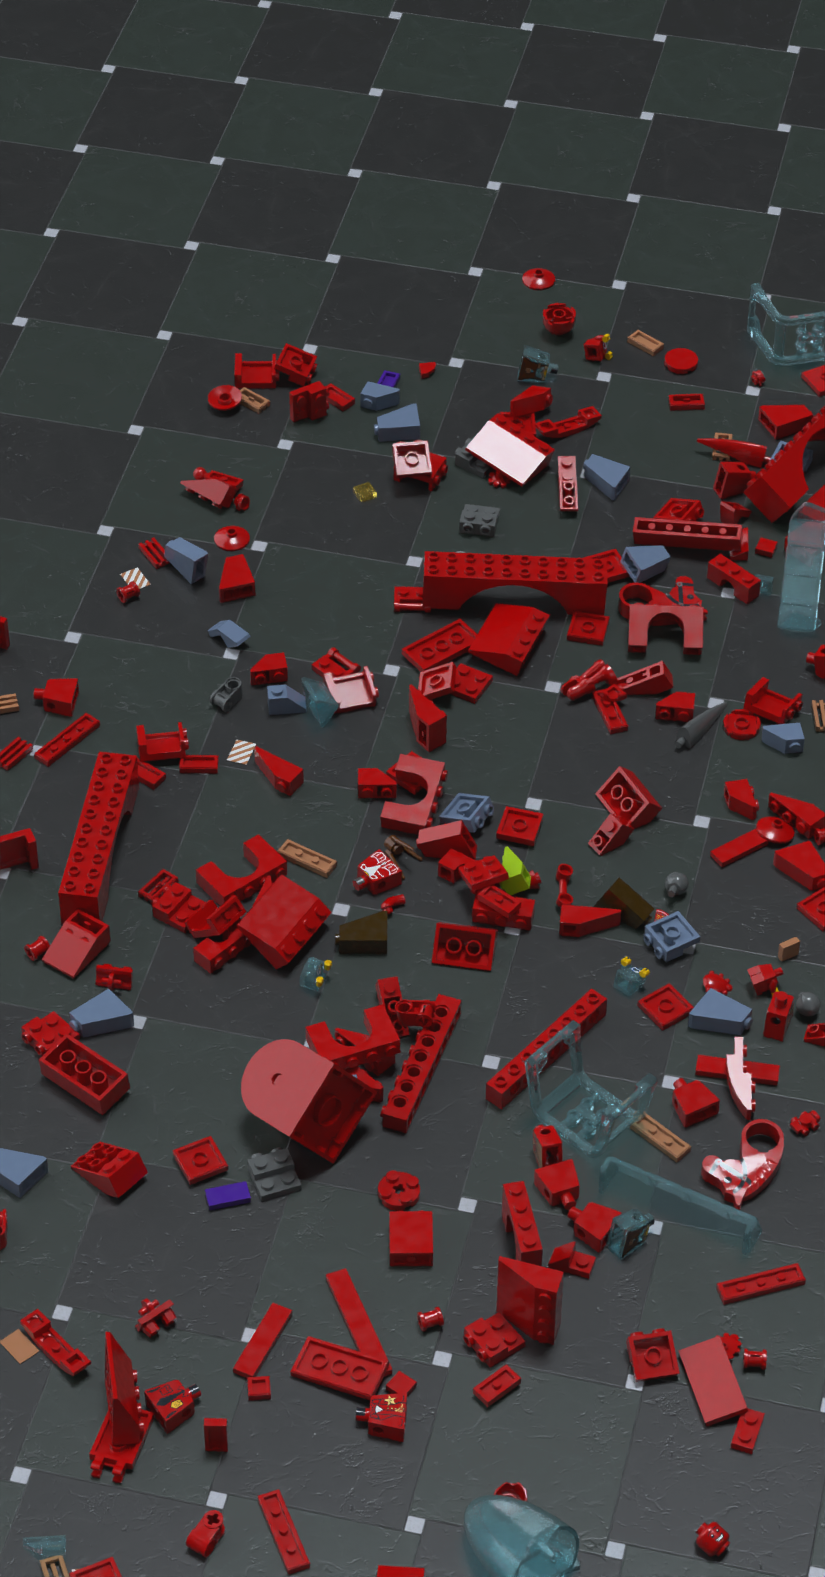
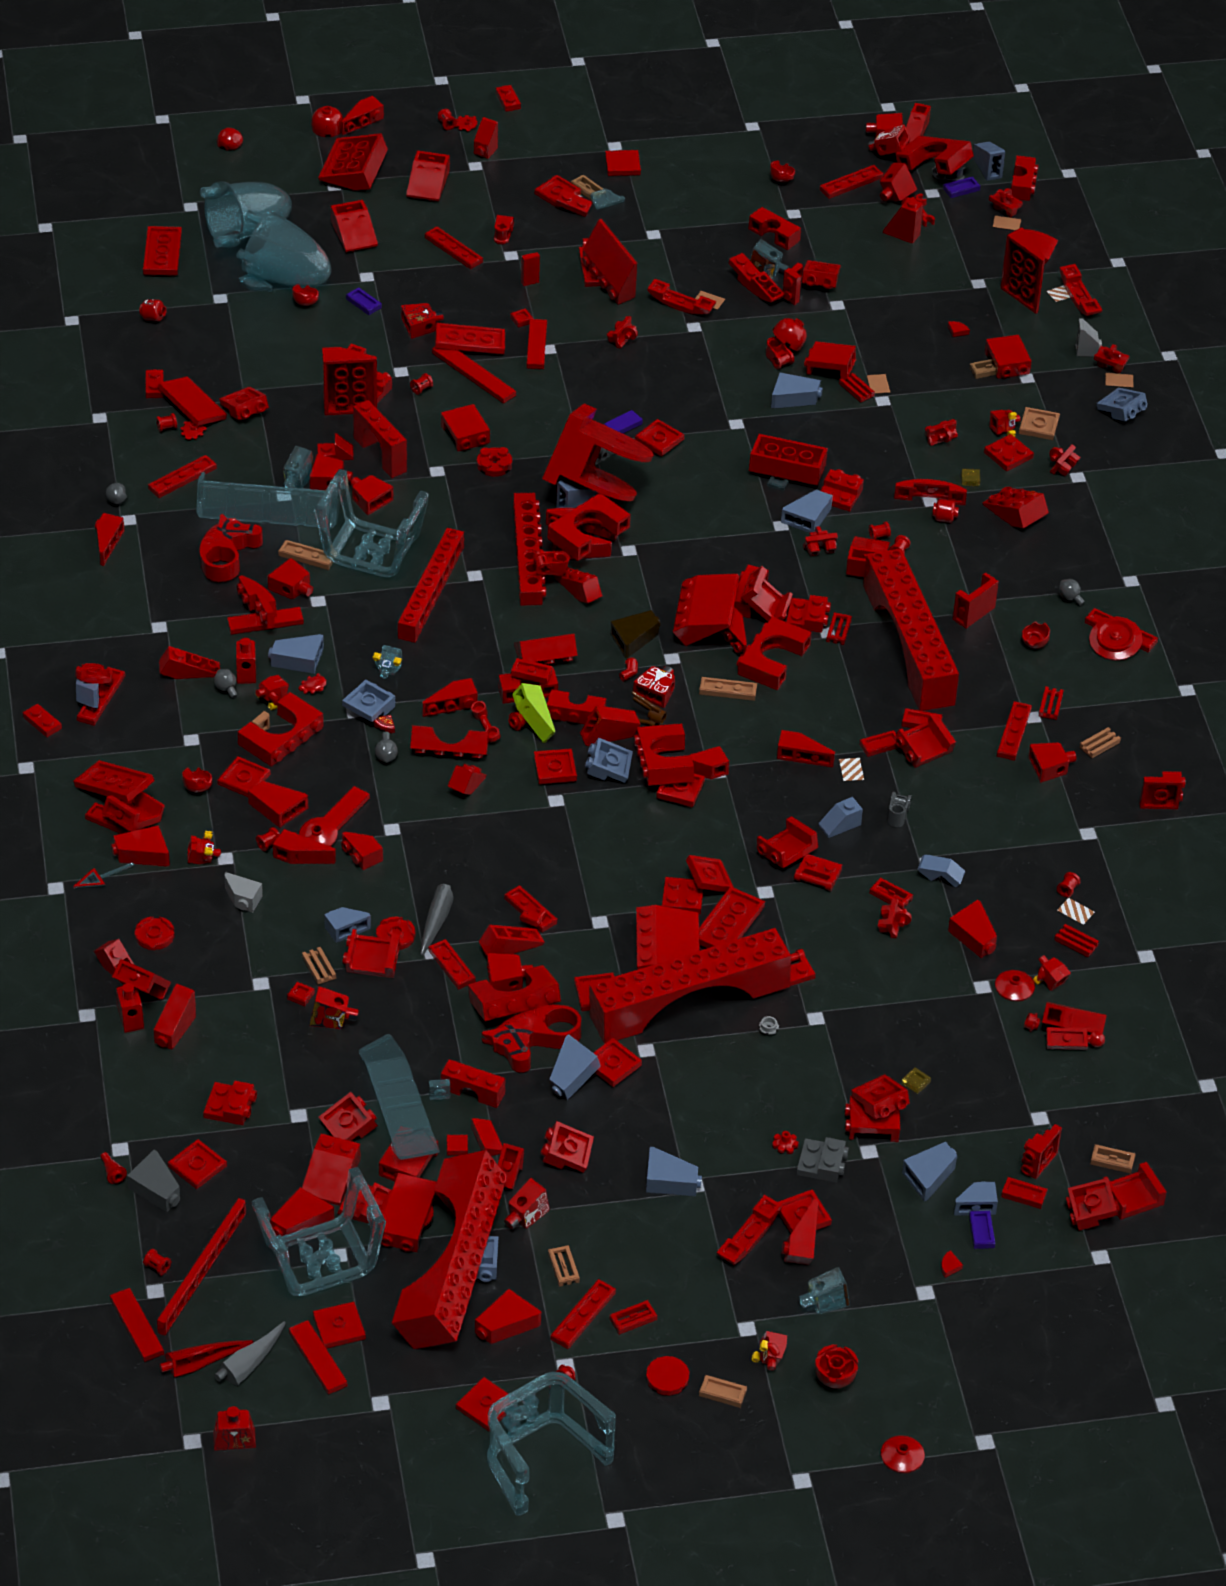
camera: 155 degrees right, 0 degrees up
(38, 969) = (879, 530): none -> red bush
(93, 1548) = (573, 203): none -> red plate
(110, 1168) = (724, 412): red slope -> none
(171, 1403) = (576, 287): red torso -> none
(187, 559) = (1034, 923): sand blue slope -> none
(198, 526) = (1051, 972): none -> red piece
(224, 397) = (1139, 1141): red dish -> none
(269, 669) = (874, 845): red slope -> none
(280, 634) = (887, 895): none -> red tile
(297, 604) = (896, 918): none -> red hips
(312, 973) = (659, 590): clear light blue piece -> none
(319, 700) = (809, 810): clear light blue slope -> none
(401, 1384) = (420, 344): red tile -> none
(427, 720) = (696, 825): red slope -> none
(438, 1479) = (363, 301): none -> dark purple tile
(479, 520) = (776, 1080): dark grey plate -> none
(483, 873) = (557, 686): red plate -> none
(510, 450) = (787, 1157): slope -> none
(547, 1140) = (390, 506): red torso -> none
(567, 483) = (703, 1145): slope -> none
(585, 684) = (570, 921): red piece -> none
(610, 870) = (424, 739): none -> red arch
(628, 798) = (465, 817): red slope -> none
(632, 906) = (424, 712): dark brown slope -> none
(659, 651) = (505, 971): none -> red torso
(665, 1006) = (348, 654): red tile -> none
(676, 707) = (464, 923): red slope -> none
(687, 534) = (543, 1110): red brick -> none
(703, 685) = (451, 964): none -> red tile
(723, 413) = (583, 1314): none -> red tile
(746, 452) = (533, 1255): red piece -> none
(783, 921) = (273, 747): none -> red arch
(804, 1122) = (192, 594): red piece -> none

